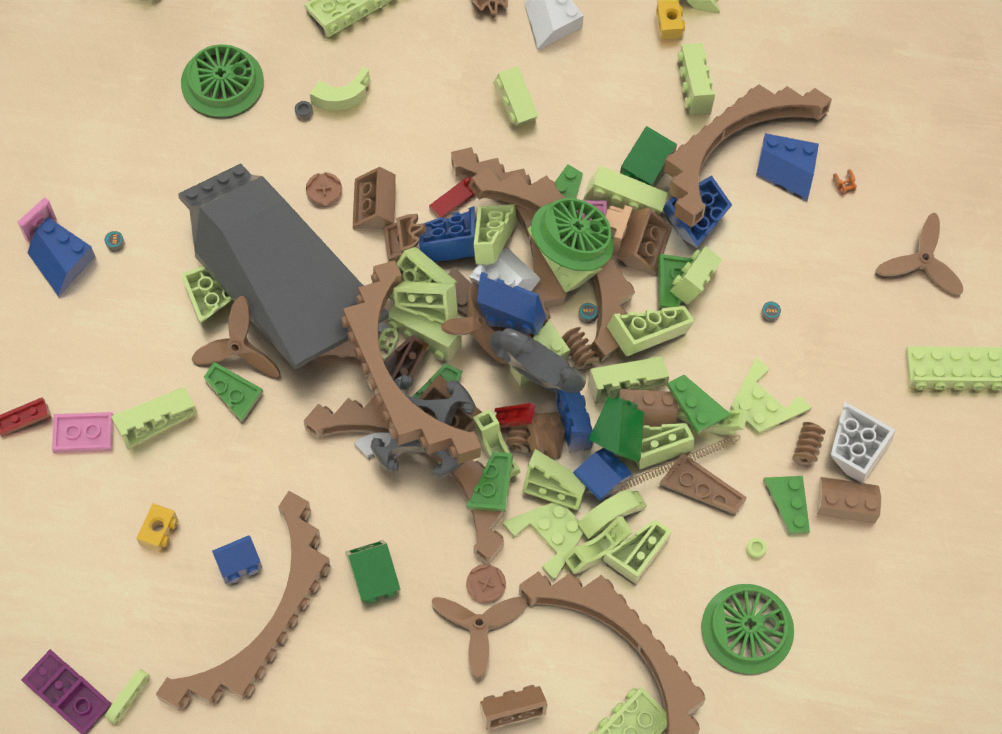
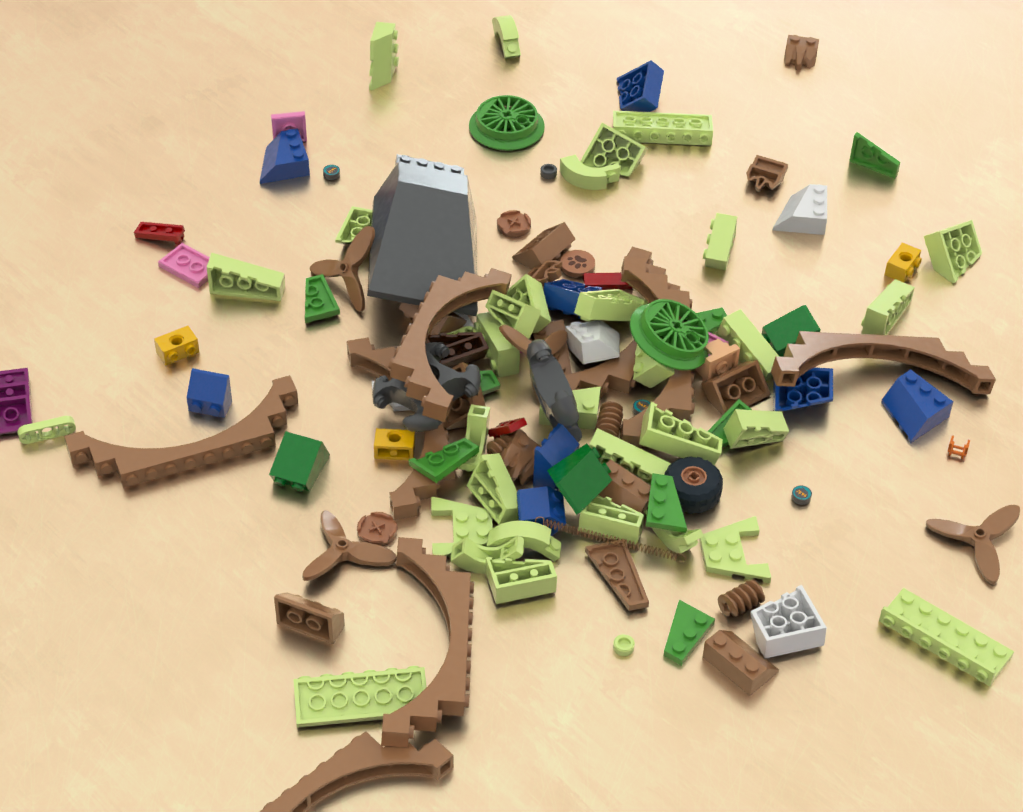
camera: 40 degrees right, 20 degrees down
(49, 76) = (383, 54): none -> yellowish green wedge
(345, 54) = (612, 148): none -> yellowish green wedge
(414, 197) = (577, 263): none -> nougat tile
(425, 503) = (394, 444): none -> yellow brick
(510, 306) = (574, 350): blue wedge -> none
(694, 358) = (696, 483): none -> black wheel
(715, 629) = (562, 691): bright green piece -> none

